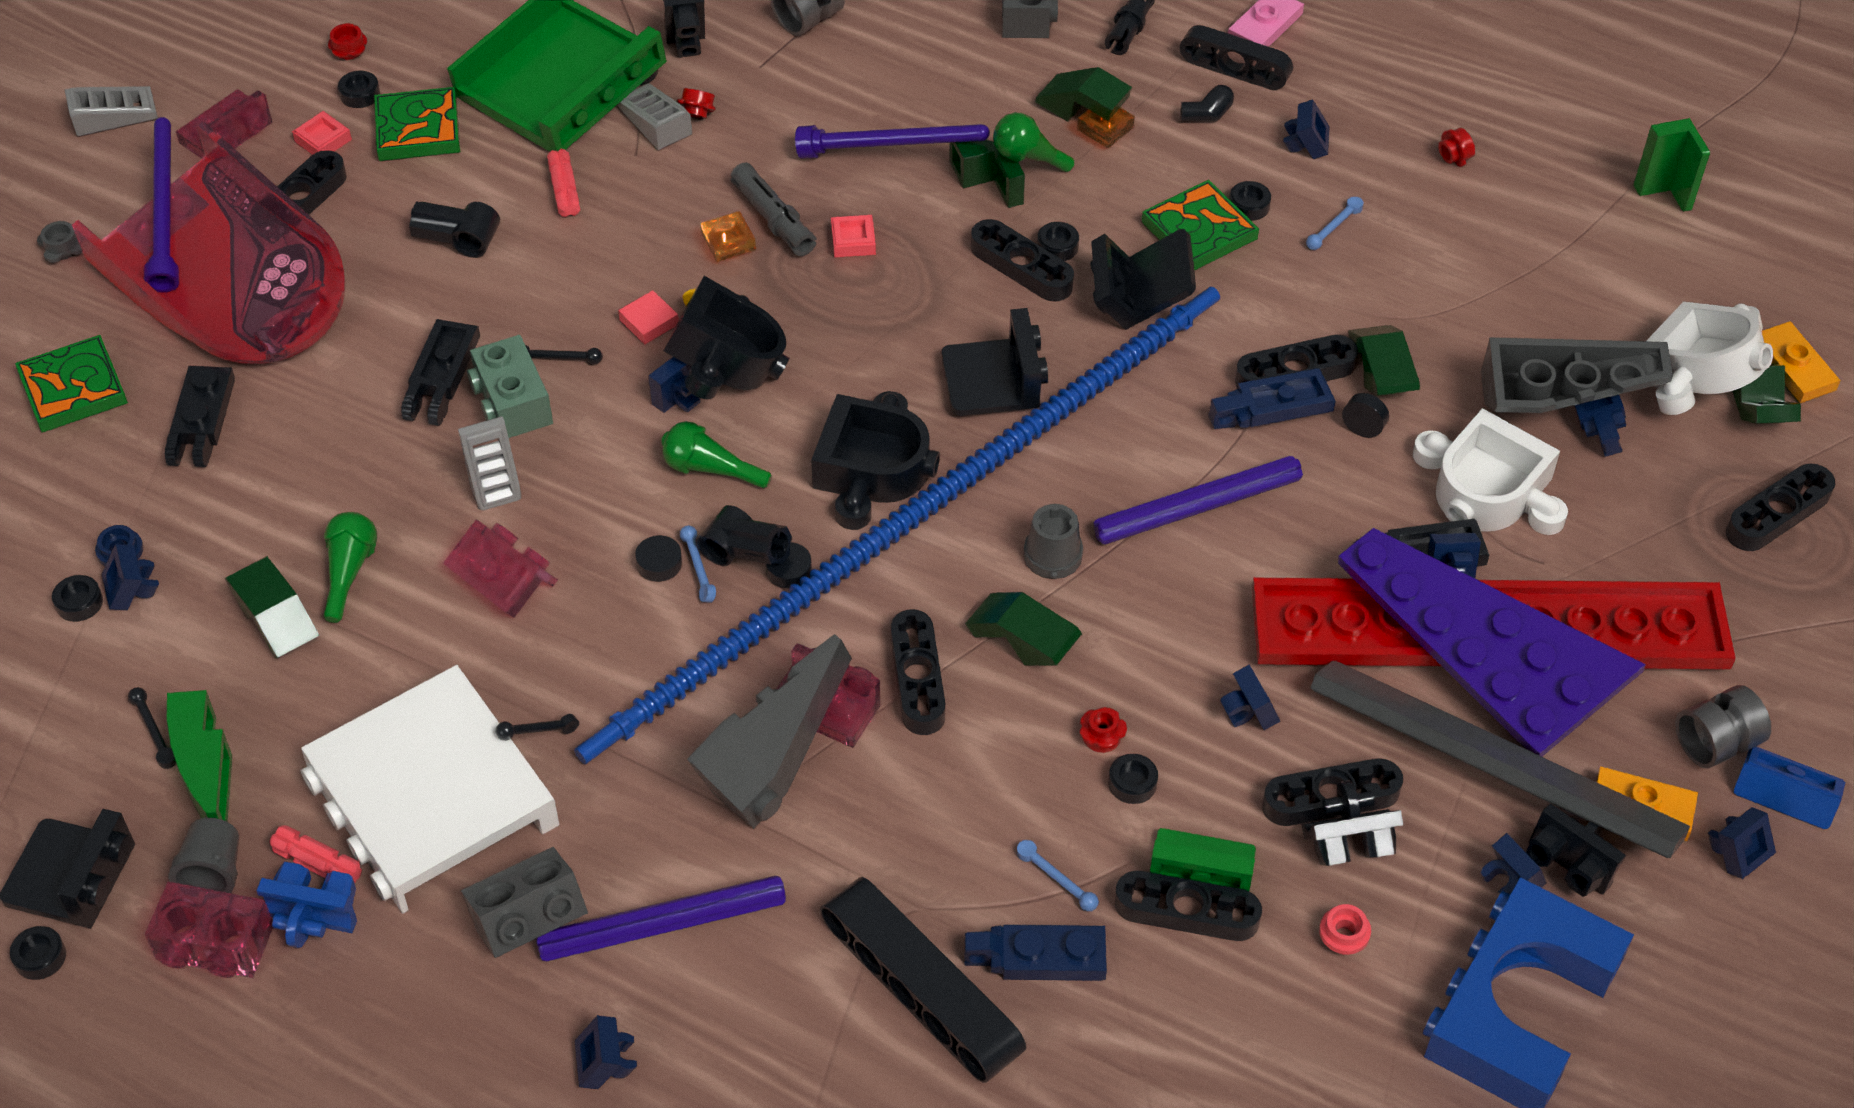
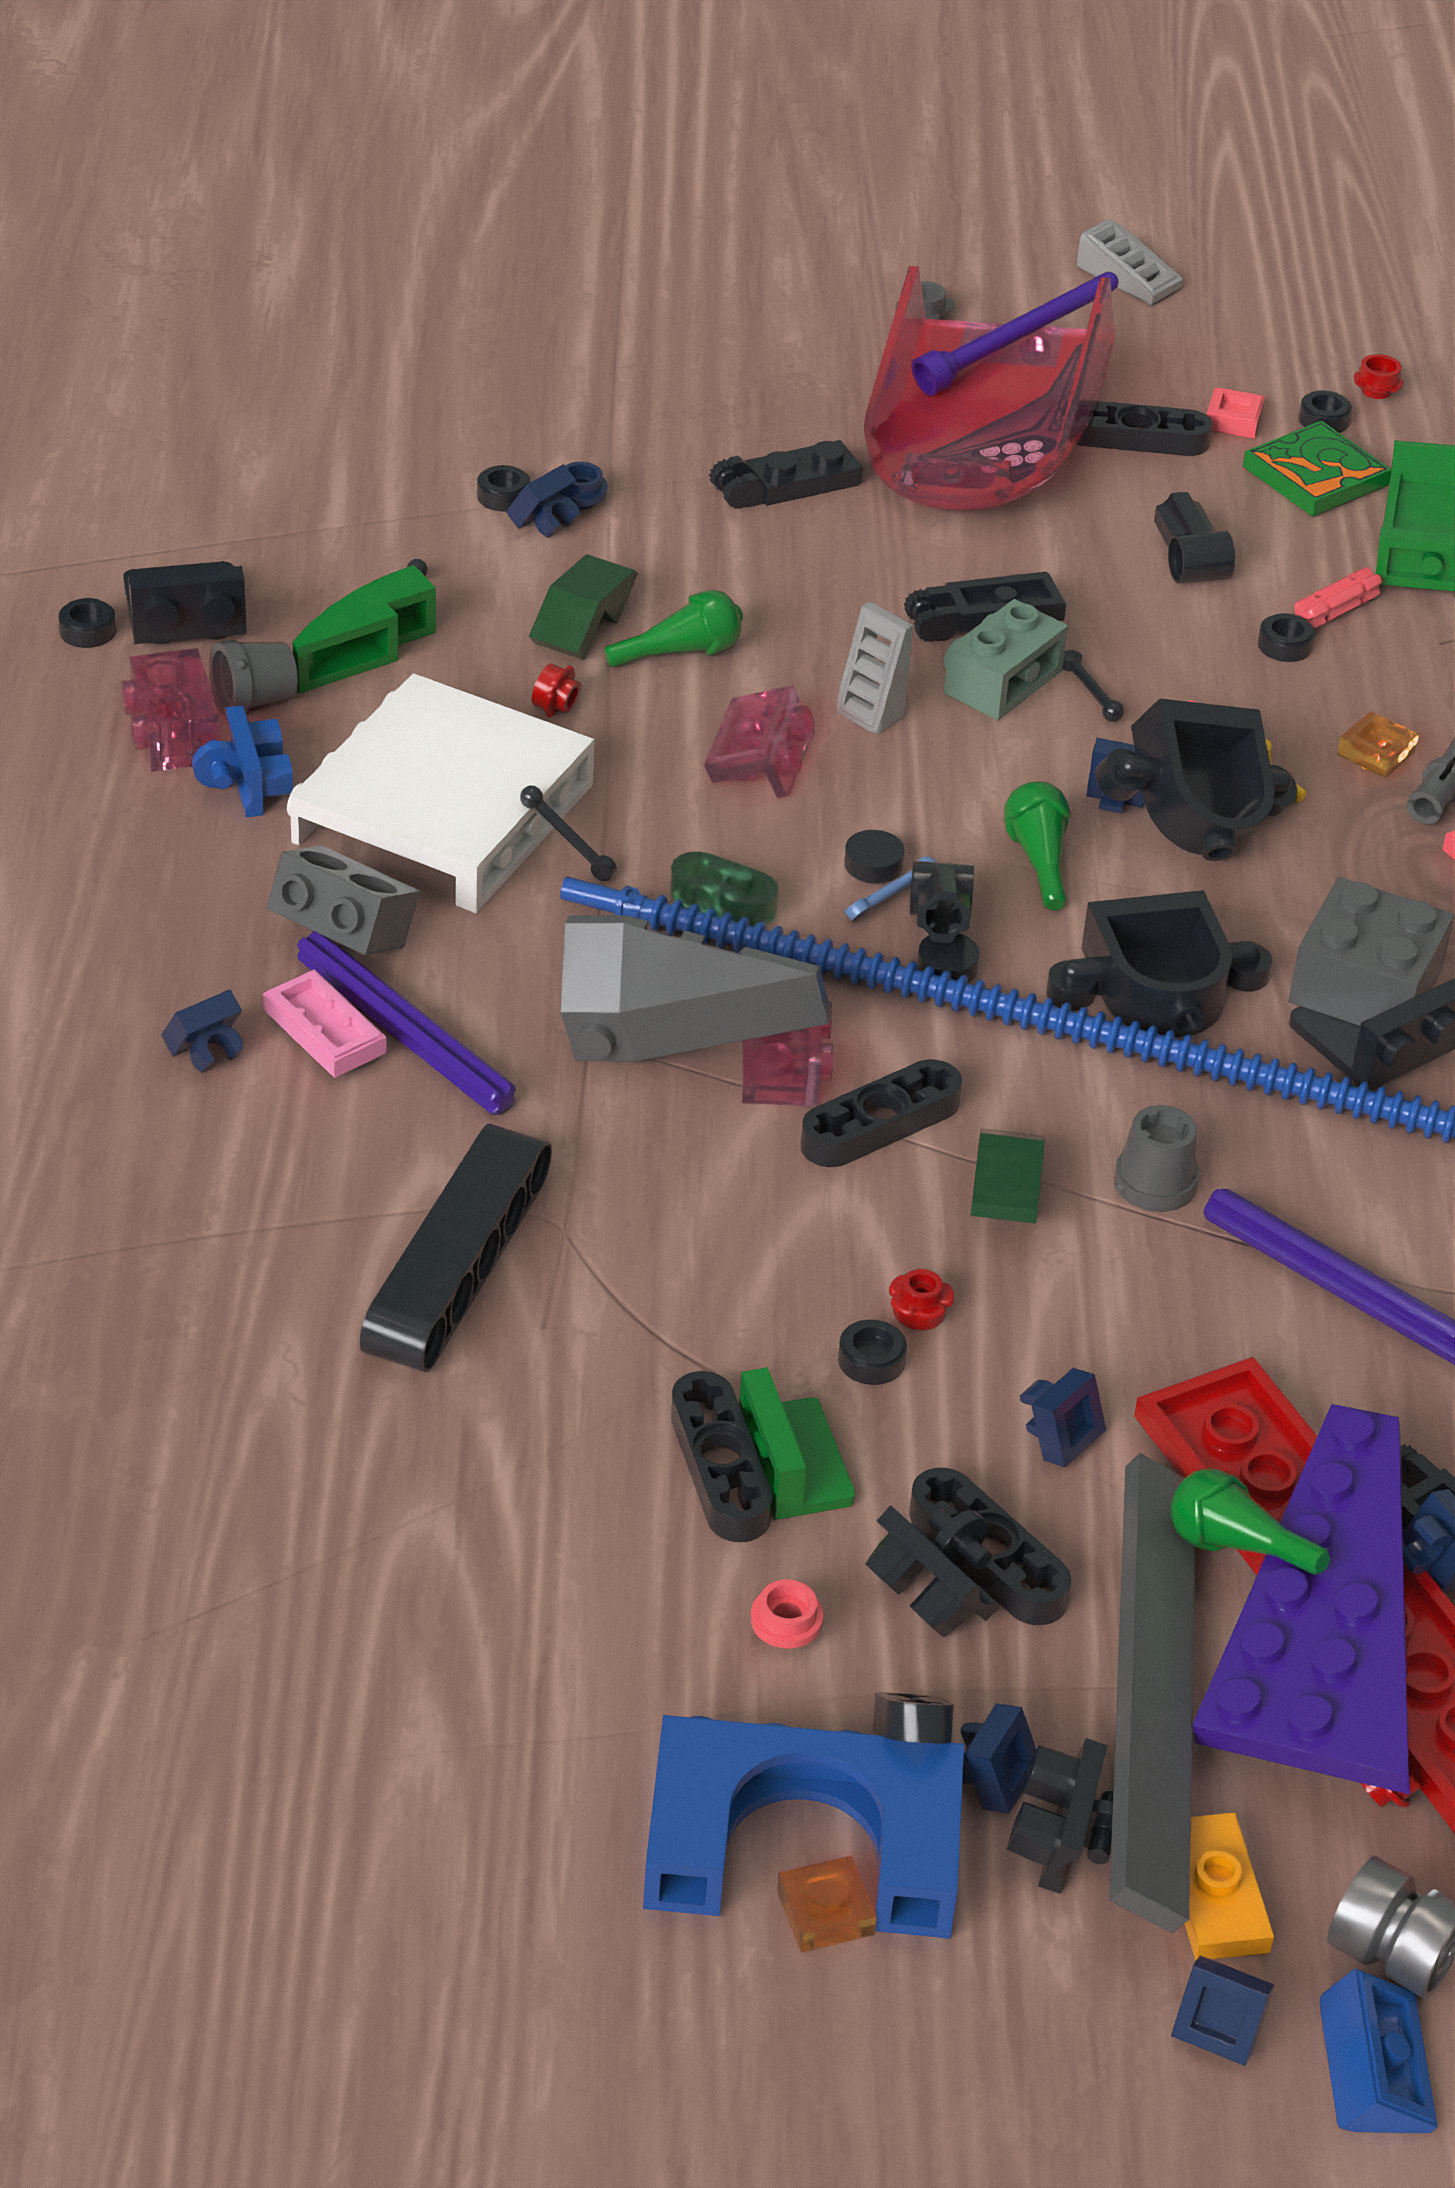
camera: 60 degrees right, 10 degrees down
(71, 383) = (756, 382): tile -> none
(233, 118) = (1179, 345): clear pink bracket -> none
(312, 853) = (311, 743): coral axle -> none
(355, 667) = (556, 689): none -> red plate
(581, 229) = (1286, 637): none -> black tile
(638, 970) = (324, 1023): none -> bright pink plate
(639, 661) = (723, 886): none -> clear green beam
(952, 341) = (1368, 952): none -> dark grey brick
(1028, 852) = (701, 1294): medium blue hinge -> none
(1040, 952) = (568, 1344): dark blue hinge -> none
(1390, 657) = (1217, 1513): none -> green piece
(1483, 895) = (913, 1717): none -> black beam
(1581, 1013) = (826, 1903): none -> clear orange plate

